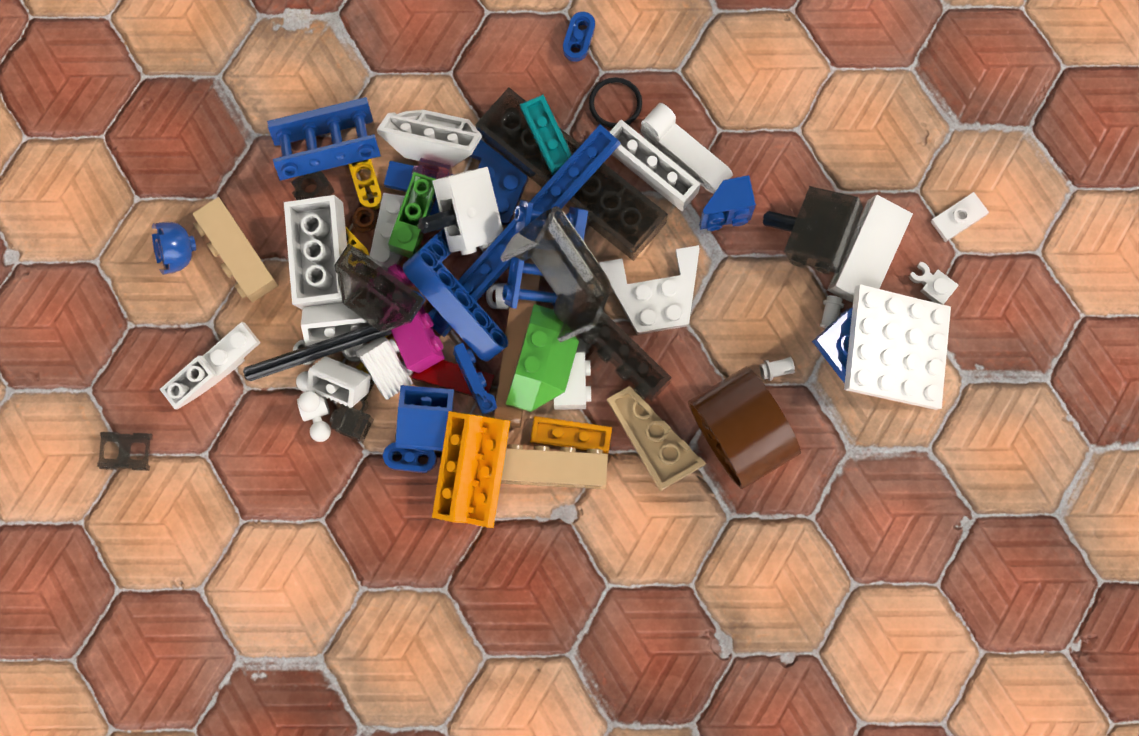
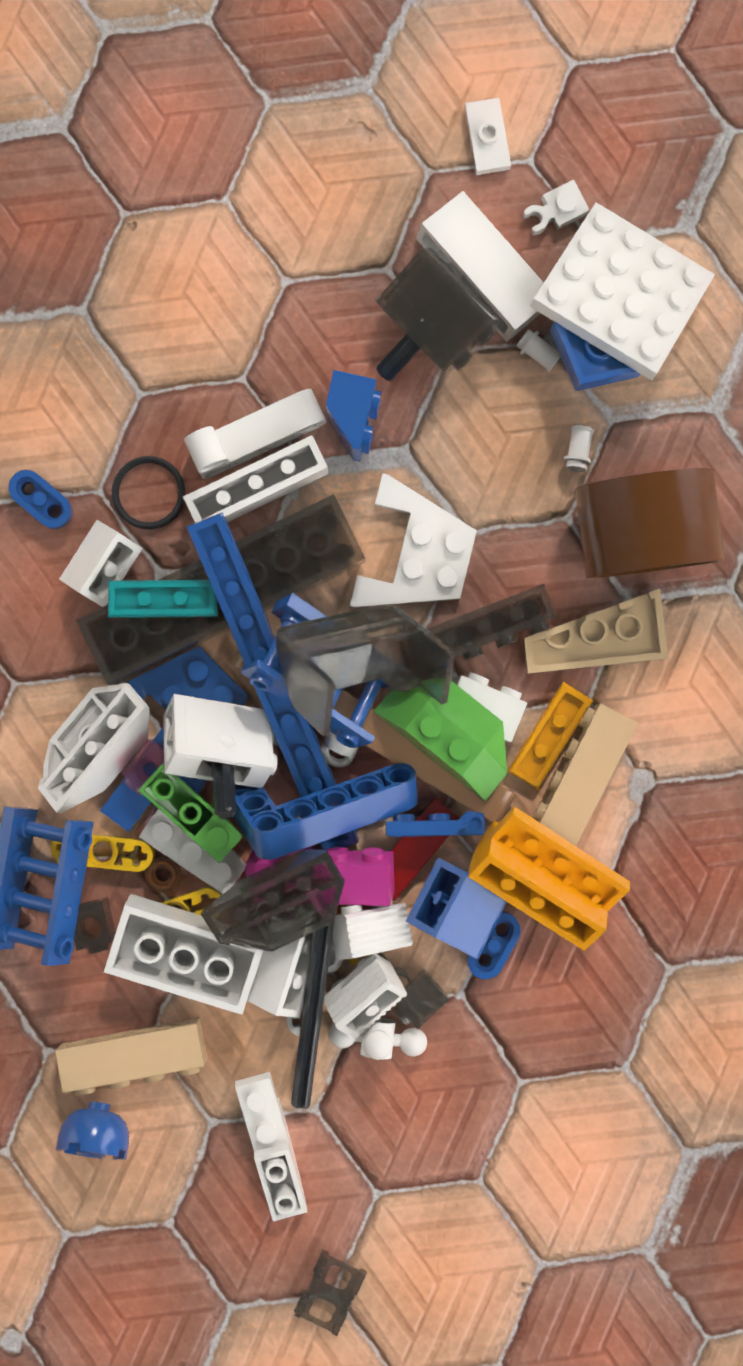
camera: 75 degrees left, 10 degrees up
(559, 88) = (99, 559): none -> white brick

